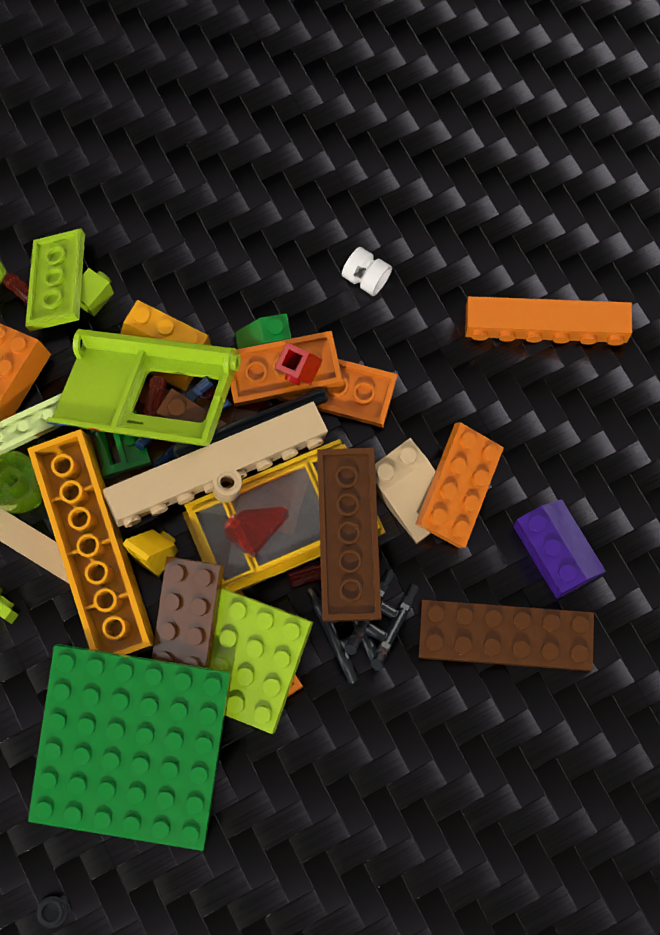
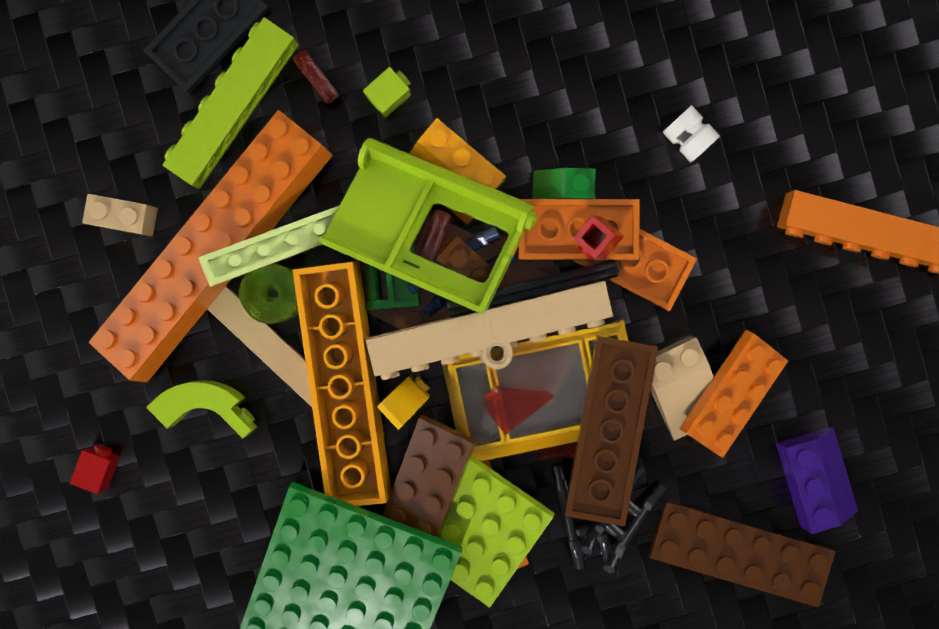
camera: 10 degrees right, 15 degrees up
(55, 280) = (351, 72): lime tile -> none

